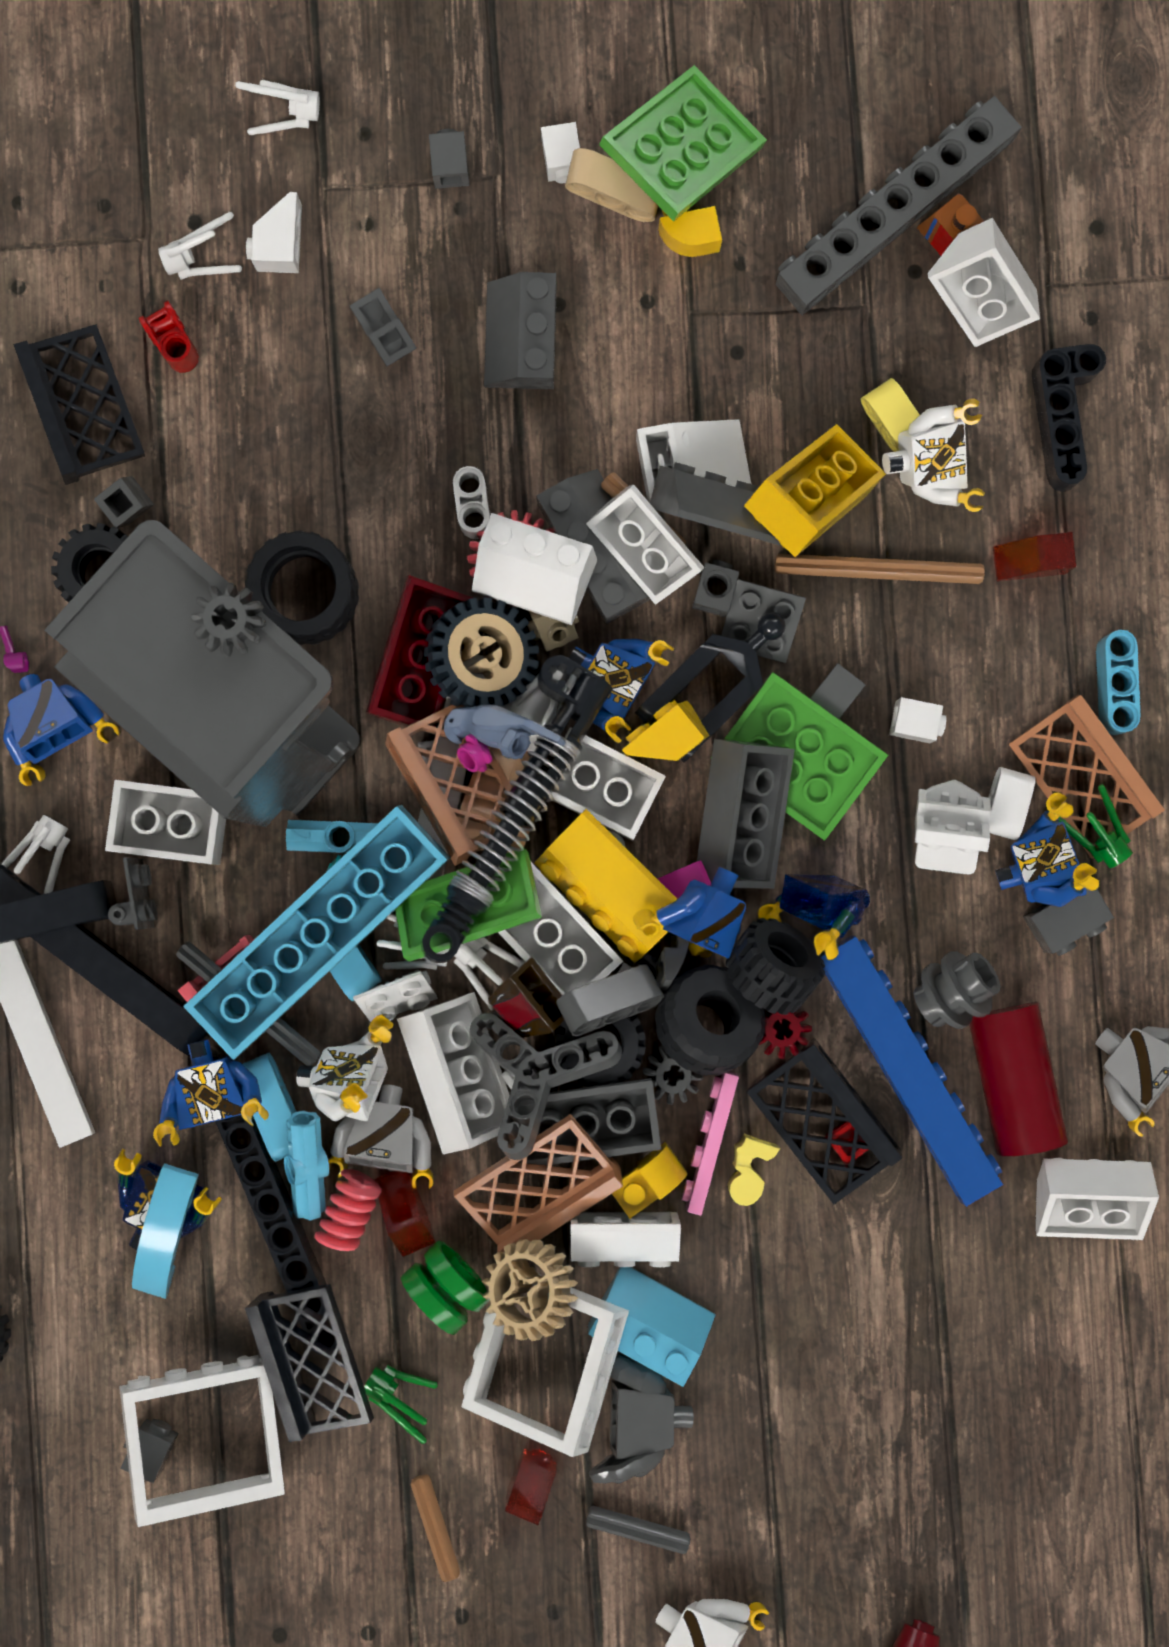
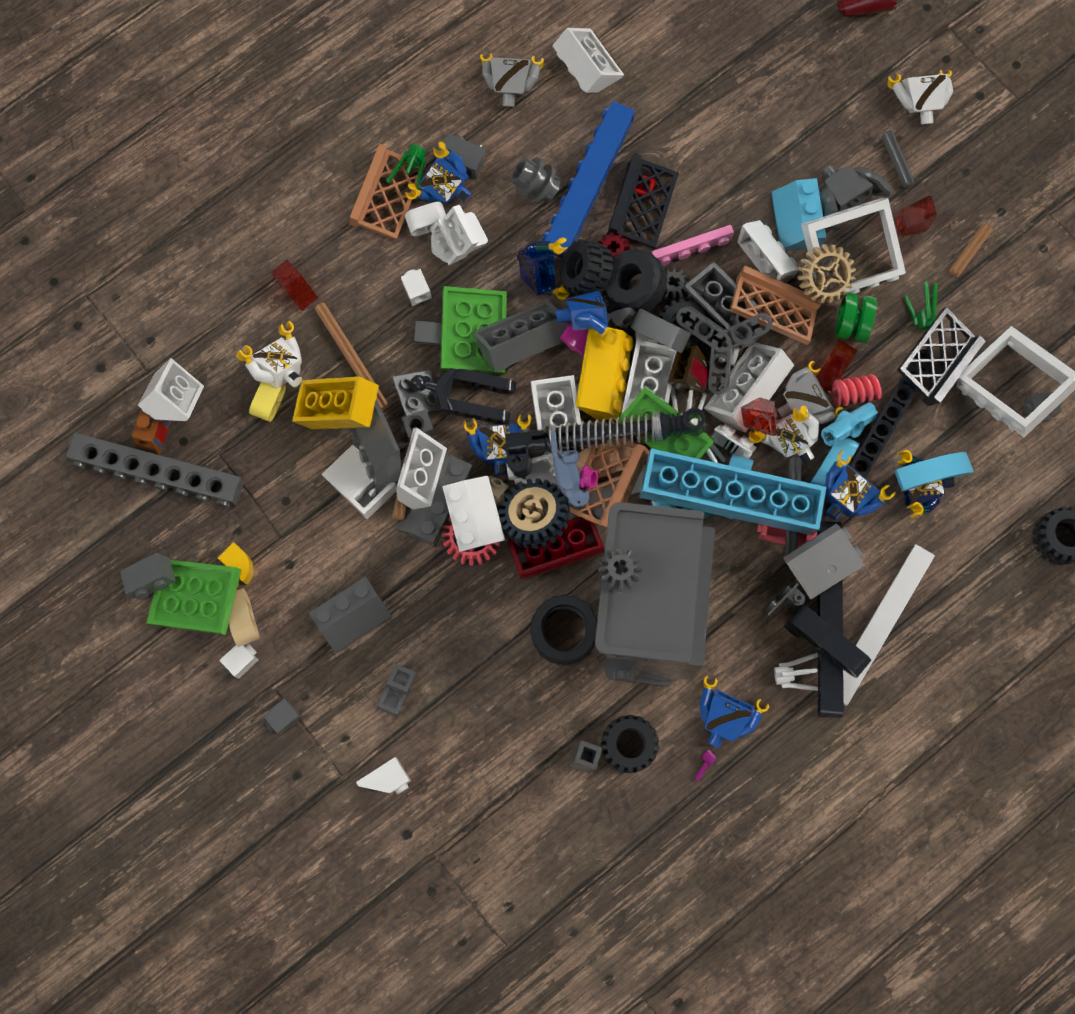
camera: 125 degrees left, 10 degrees down
(51, 415) = (563, 837): black fence -> none
(141, 985) = (825, 560): none -> light grey piece
(164, 823) = (735, 615): white brick -> none
(168, 334) = (478, 801): red piece -> none
(178, 255) = (432, 826): white plant -> none
(301, 103) = (303, 819): white plant -> none
(396, 1050) = (760, 416): none -> clear red slope
(471, 502) = (460, 579): white beam -> none
(651, 1179) = (731, 258): yellow brick -> none
(671, 736) = (509, 393): yellow slope -> none
(746, 1184) = (700, 218): light yellow leg -> none
(753, 101) = (147, 576): none -> dark grey brick
(1018, 1081) = (558, 127): dark red brick -> none
(1066, 420) = (211, 315): black beam -> none
(1125, 666) = (326, 216): medium azure beam -> none

